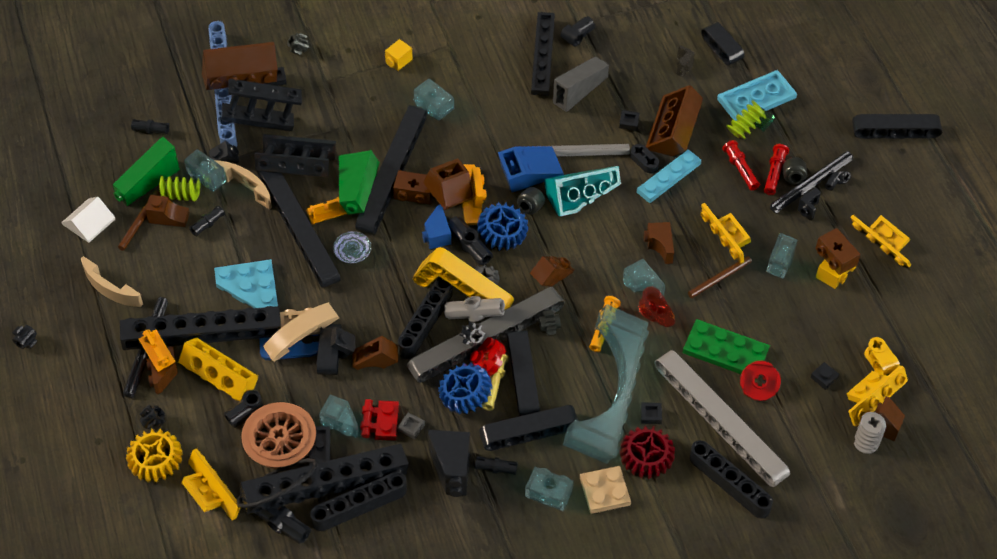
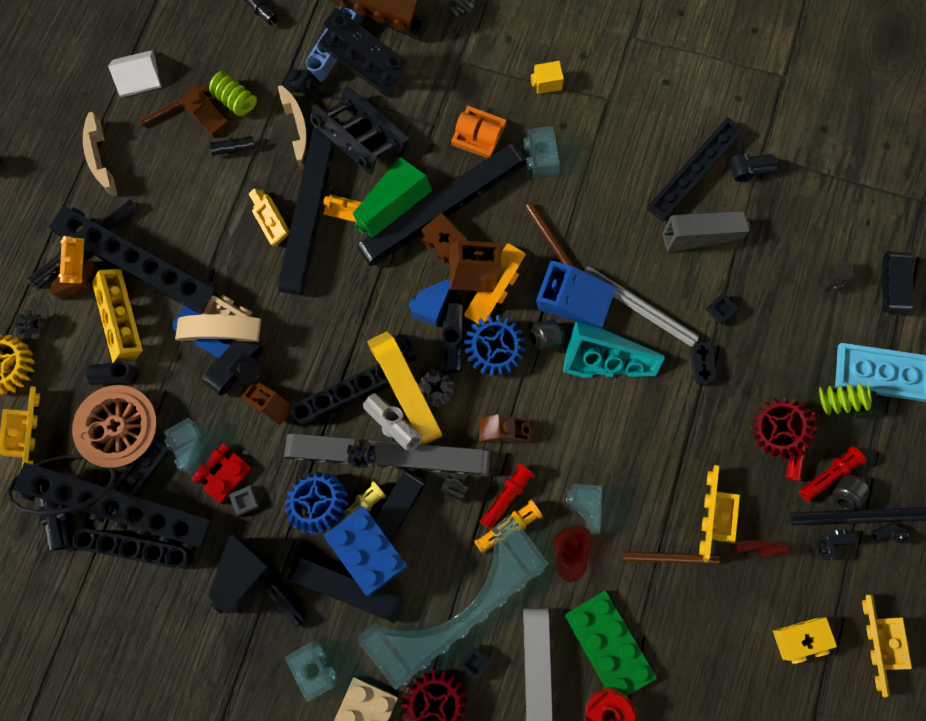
camera: 40 degrees right, 20 degrees up
(146, 172) = (225, 53): green slope -> none
(207, 170) = (267, 90): clear light blue brick -> none
(249, 283) = (220, 241): medium azure plate -> none
(275, 247) = (269, 217): none -> yellow hinge
(352, 241) = (332, 259): clear light blue dish -> none
(379, 113) = (478, 132): none -> orange plate
(474, 144) = (548, 234): none -> reddish brown bar
(489, 355) = (363, 485): red plate -> none
(526, 386) = (365, 551): none -> blue brick
(587, 300) = (513, 487): none -> red pin
(660, 239) = (642, 471): reddish brown arch -> none
(668, 176) = (712, 401): medium azure plate -> none
(675, 121) = (768, 343): reddish brown slope -> none
(731, 165) = (790, 420): none -> dark red gear
(768, 233) = (764, 548): none -> clear red slope
(782, 255) = (750, 588): clear light blue slope -> none
(837, 251) = (821, 623): reddish brown brick -> none

